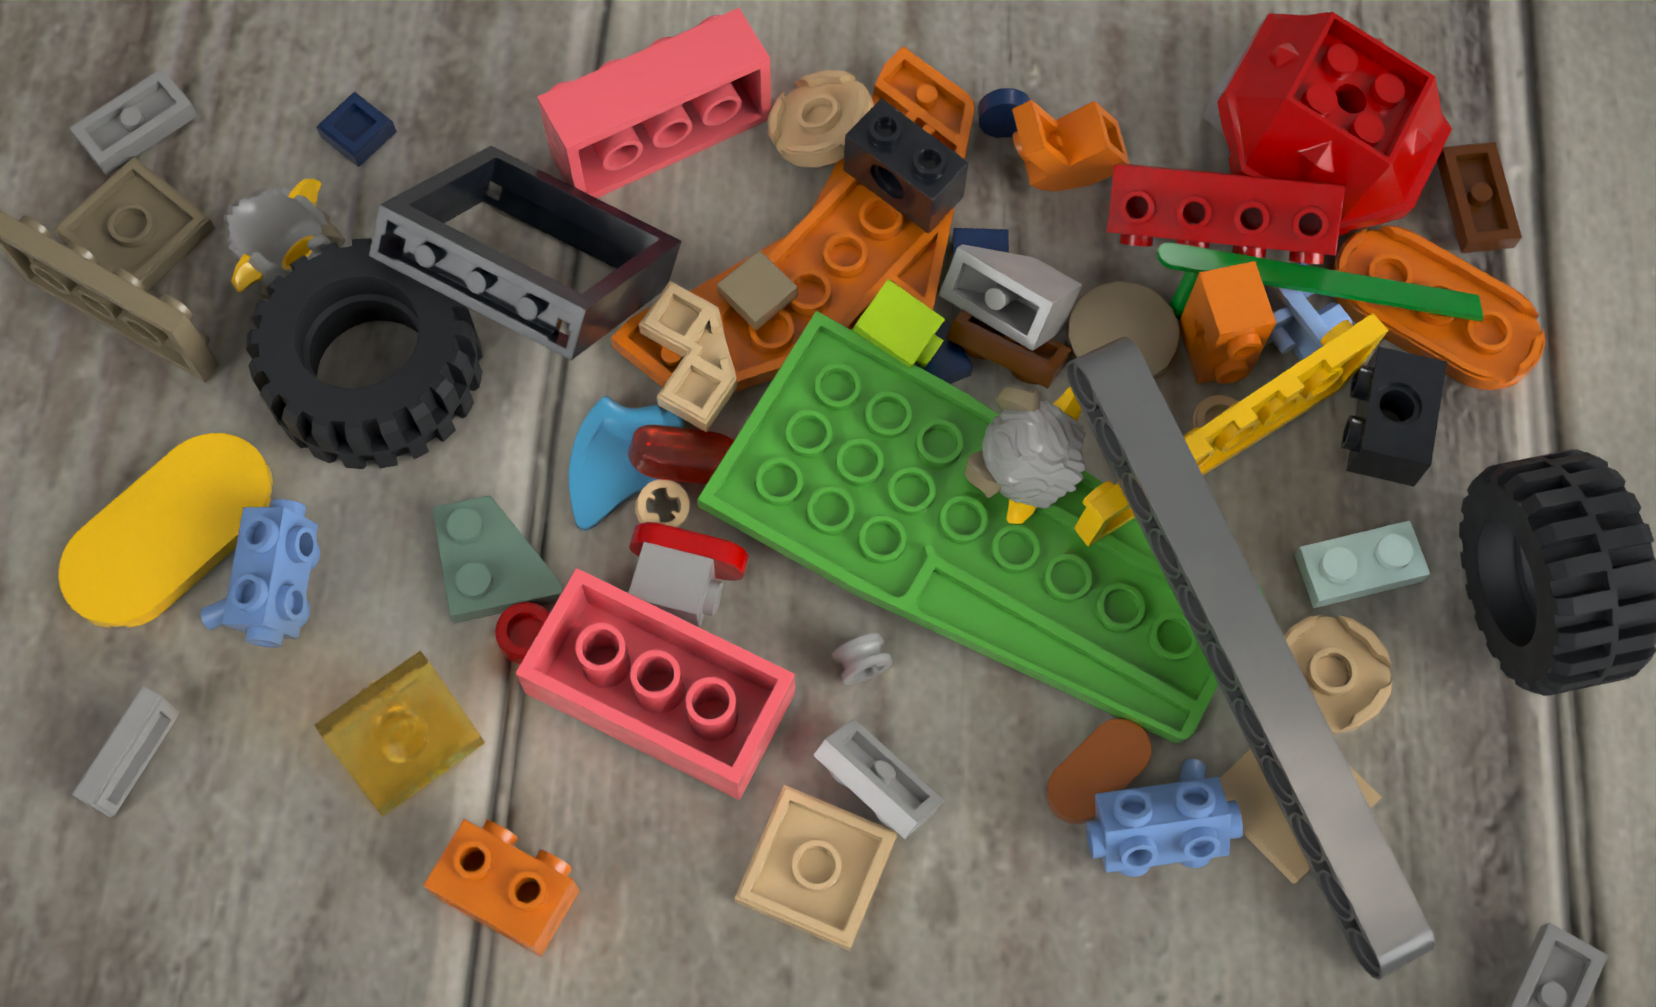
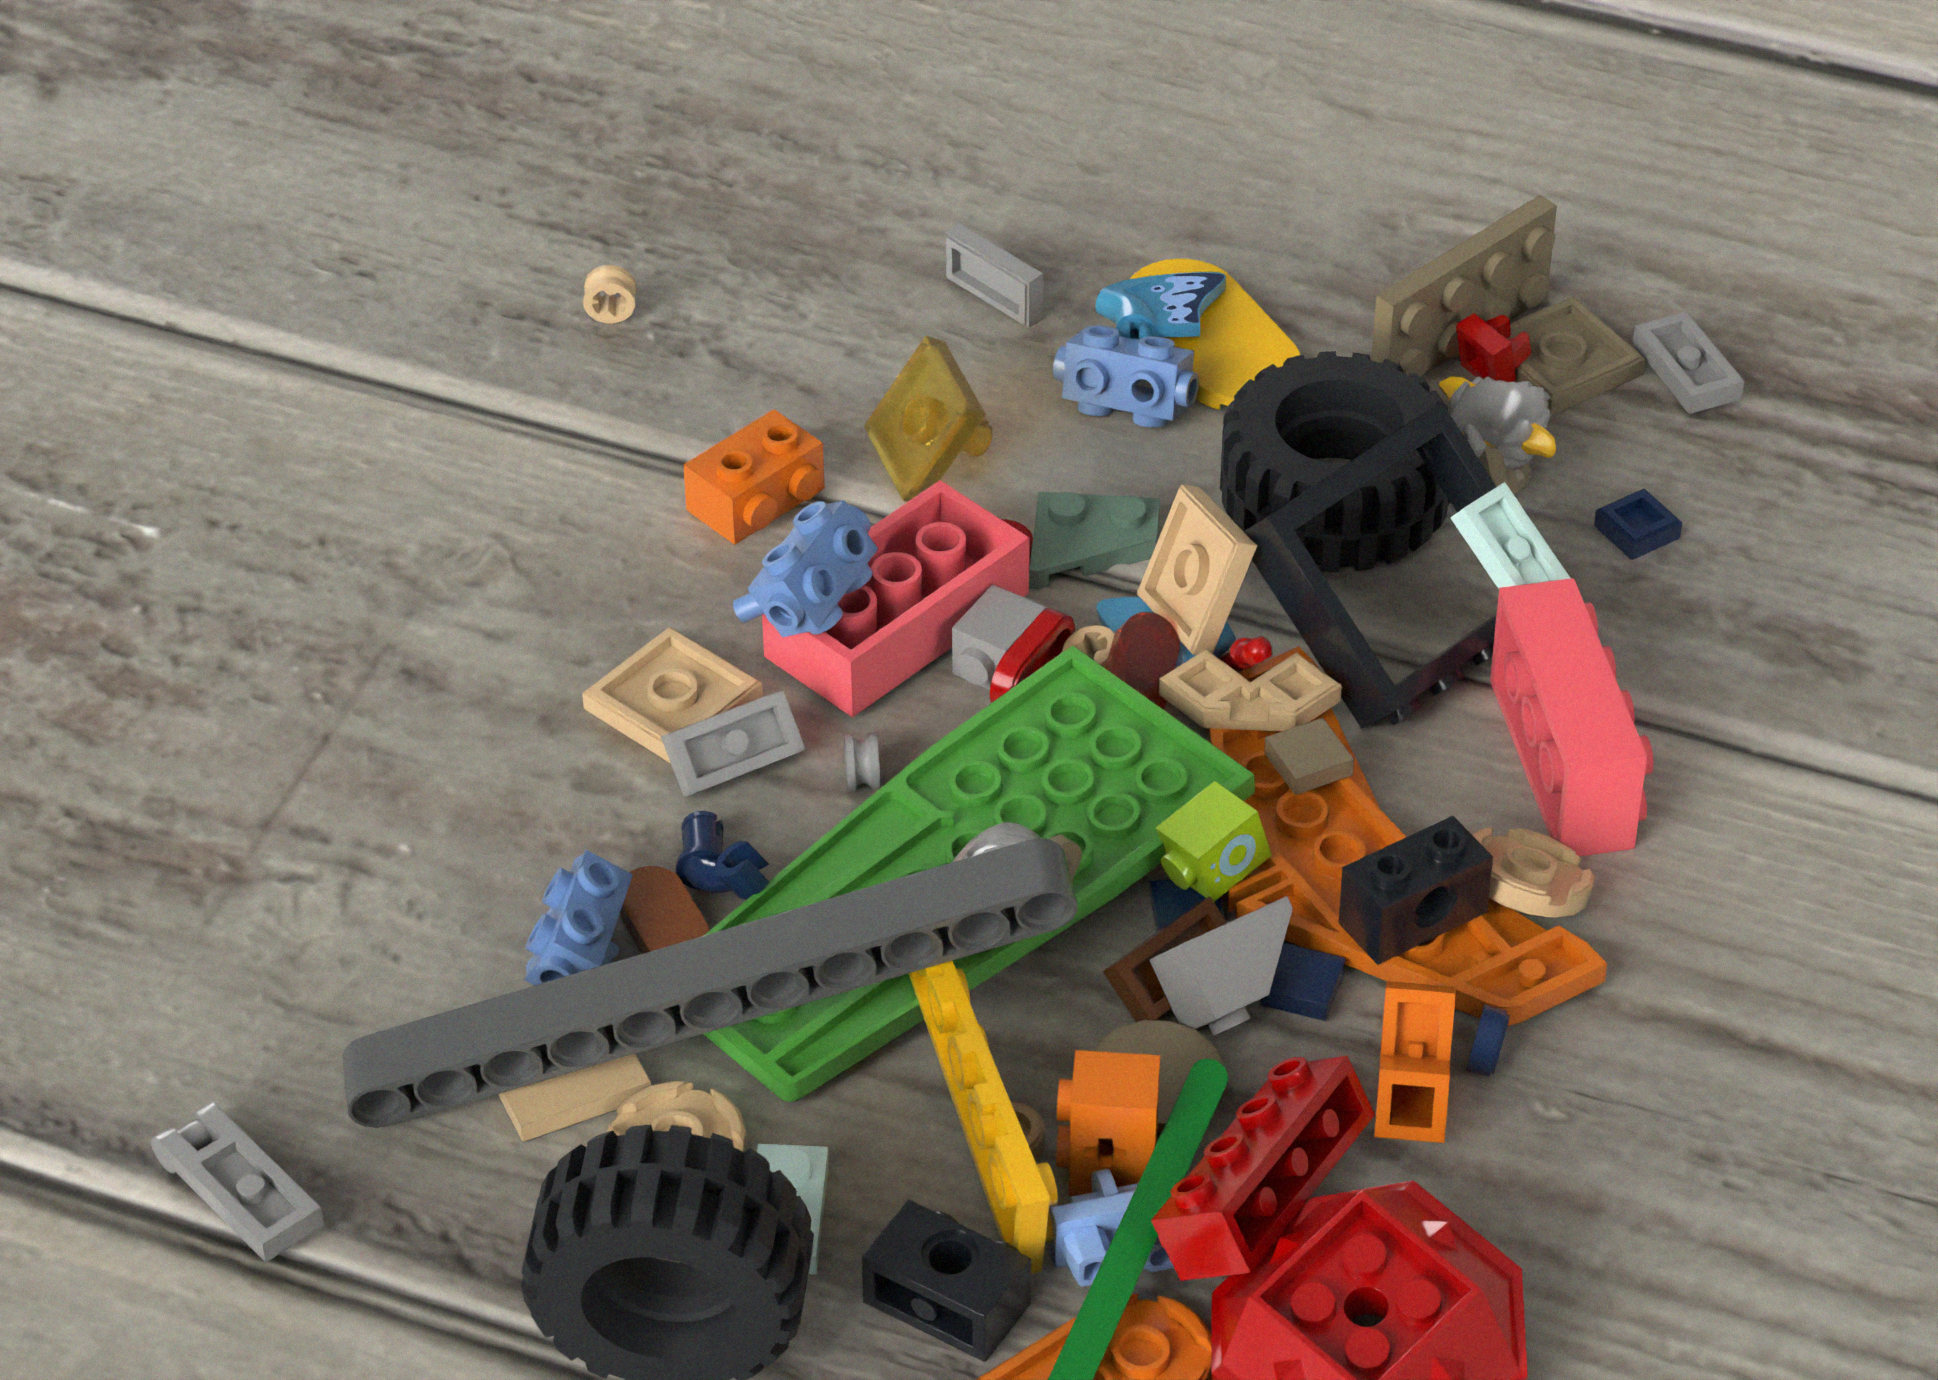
camera: 110 degrees right, 25 degrees down
(157, 570) = (1160, 303): none -> dark azure arm
(165, 272) = (1486, 349): none -> red tile
(497, 160) = (1507, 540): none -> light aqua plate
(584, 409) = (1196, 569): none -> tan tile
(633, 386) = (1247, 653): none -> red piece
(721, 724) = (811, 570): none -> medium blue brick
(1037, 749) = (710, 869): none -> dark blue piece

